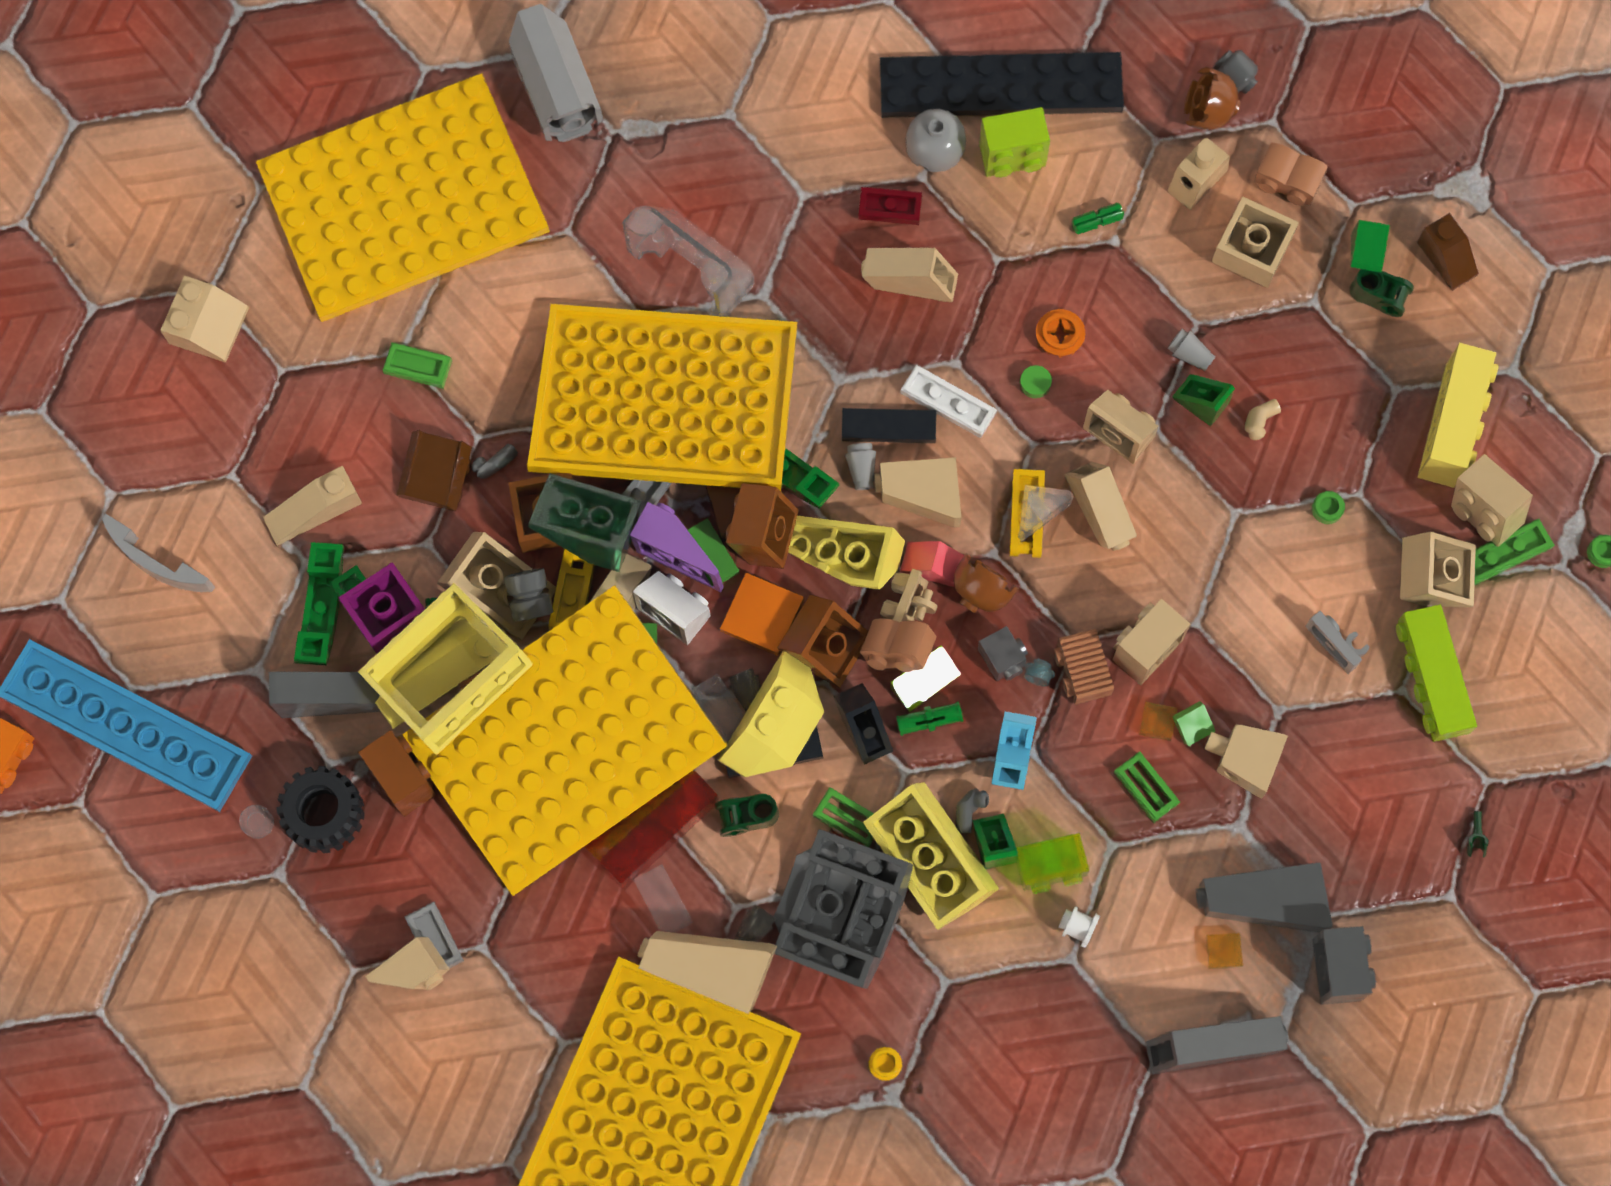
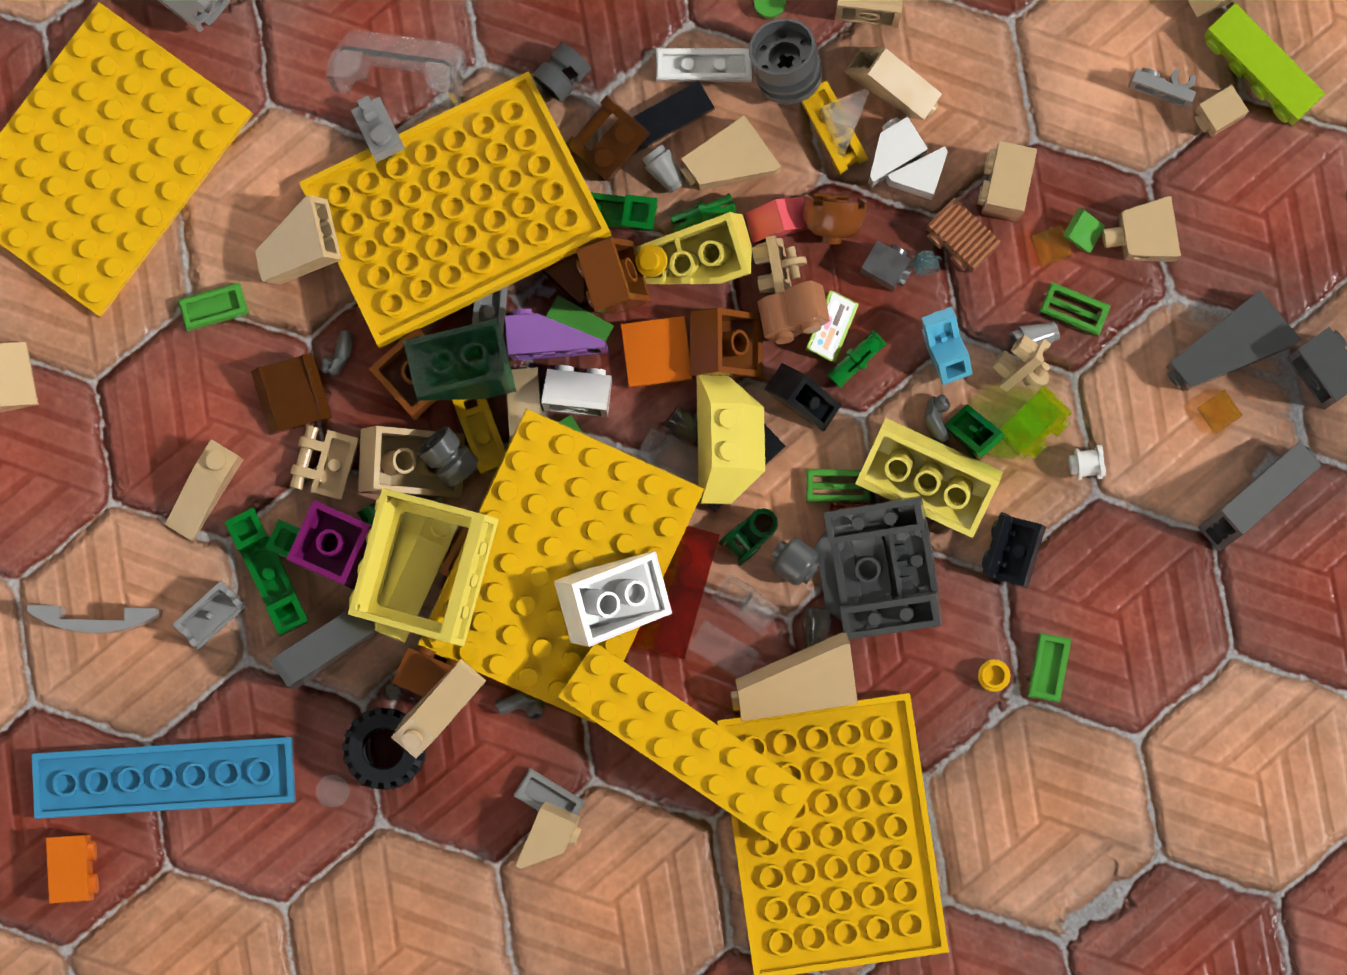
camera: 30 degrees left, 10 degrees up
(249, 611) = (209, 615): none -> light grey hinge
(380, 794) = (437, 708): none -> tan slope
(432, 549) = (333, 466): none -> tan plate
(463, 840) = (523, 701): none -> dark grey arm
(518, 350) = (299, 243): none -> tan slope
(575, 955) = (685, 743): none -> yellow brick
(590, 791) = (612, 598): none -> white slope
(642, 296) = (377, 128): none -> light grey plate
(706, 872) = (746, 604): none -> clear slope
(770, 859) = (795, 561): none -> dark grey head
(803, 533) = (651, 261): none -> yellow plate
(812, 337) = (561, 72): none -> dark grey wheel
(832, 423) = (615, 146): none -> reddish brown plate
(873, 518) = (703, 212): none -> green pin
(938, 1086) = (1049, 667): none -> bright green tile
(967, 962) = (1013, 550): none -> black bracket
(1017, 432) = (785, 61): none -> dark grey wheel
(1068, 562) = (896, 148): none -> white slope
(1078, 595) = (919, 176): none -> white slope
(1082, 798) = (1028, 366): none -> tan hips
(1094, 789) = (1036, 332): none -> light grey cone
(1375, 691) = (1220, 111): none -> tan brick

